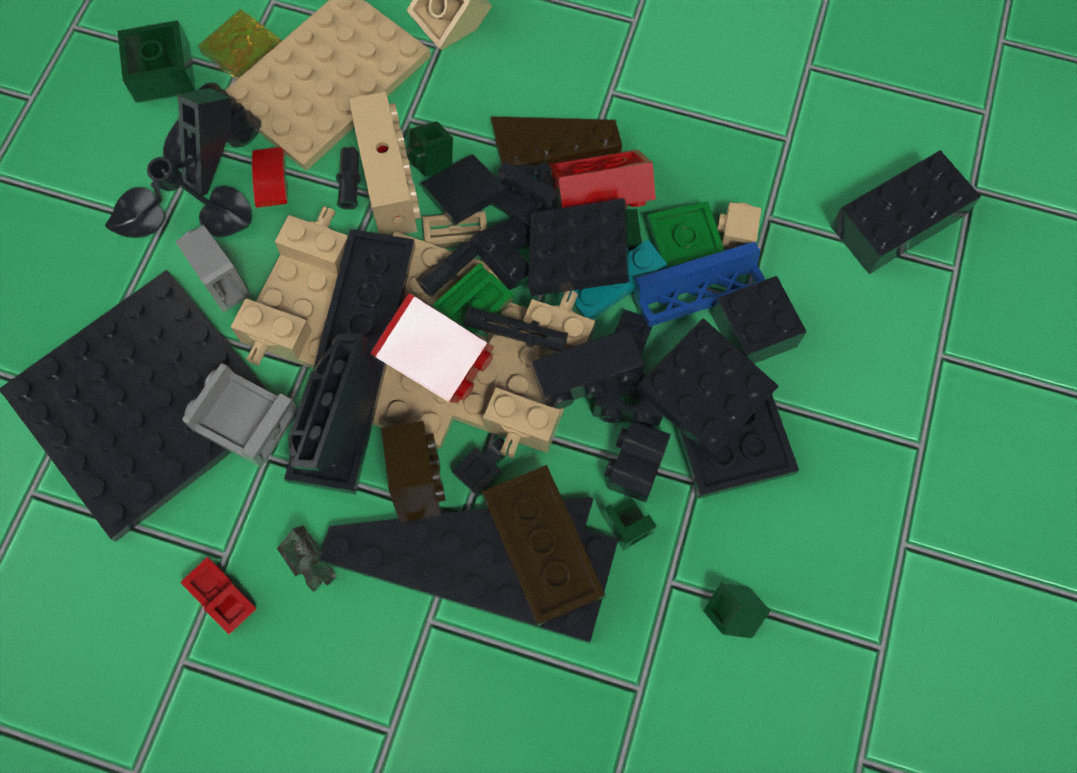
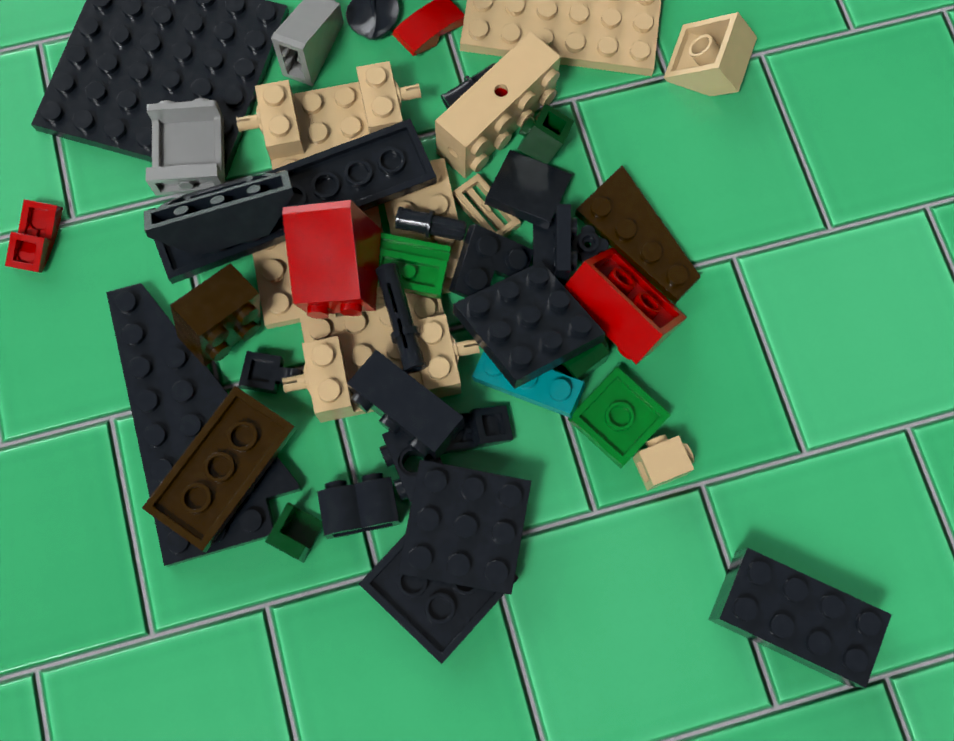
camera: 55 degrees right, 5 degrees up
(302, 557) = (102, 278): clear smoke plate -> none
(692, 276) = (583, 450): blue fence -> none
(736, 610) = (268, 682): dark green panel -> none
(759, 320) = (572, 537): black brick -> none

